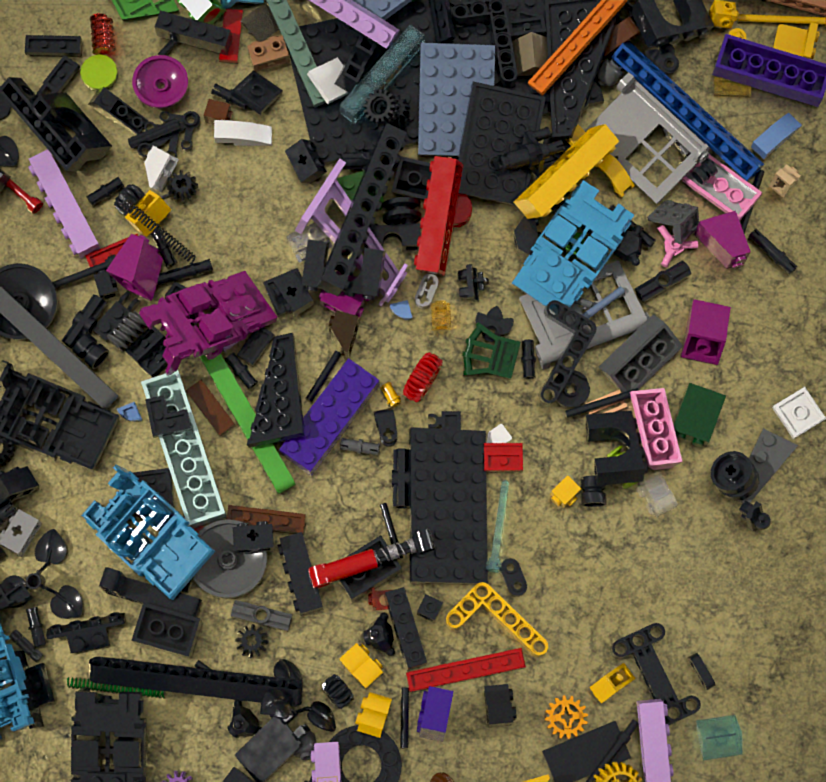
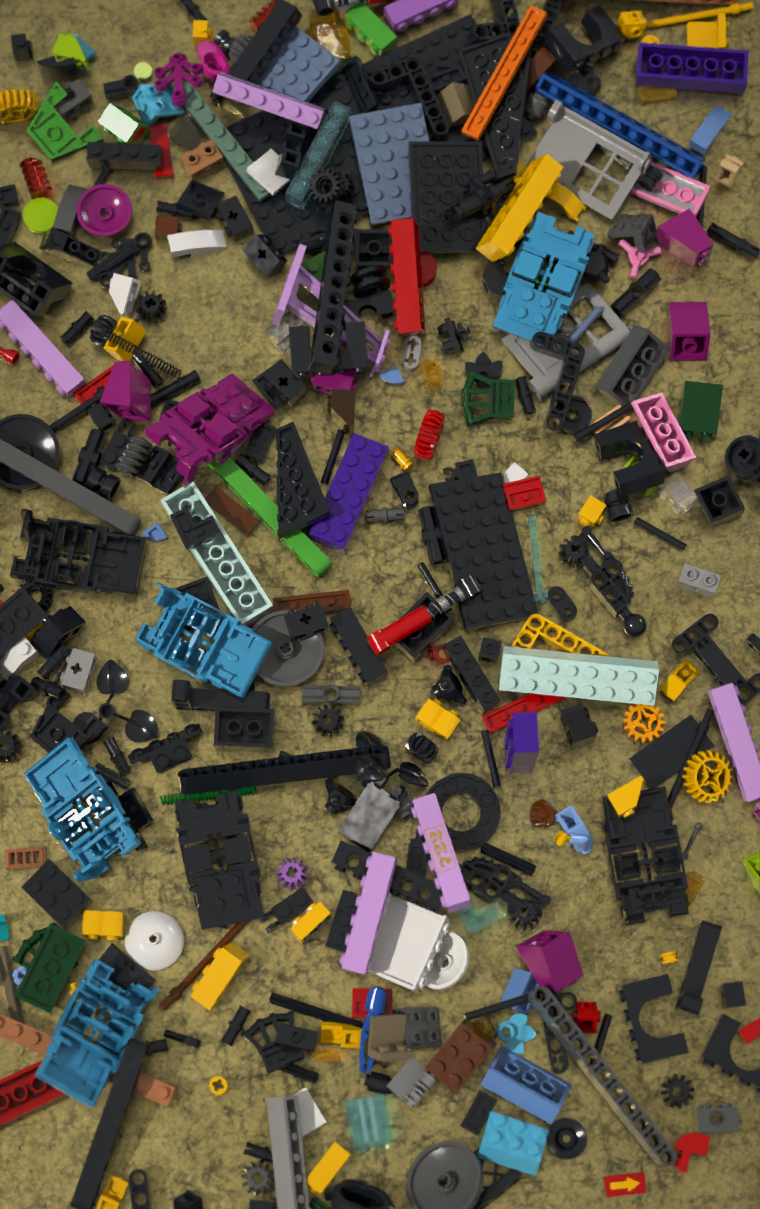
camera: 10 degrees left, 0 degrees up
(122, 77) = (67, 212): none -> dark grey slope
(285, 108) = (231, 209): none -> black brick
(374, 714) = (462, 761): yellow brick -> none
(511, 656) = (578, 675): none -> light aqua brick
(573, 570) = (617, 583): none -> black arm
(628, 529) = (659, 533): none -> black bar
(655, 587) = (698, 581): none -> light grey brick
(695, 511) = (720, 501): none -> black slope

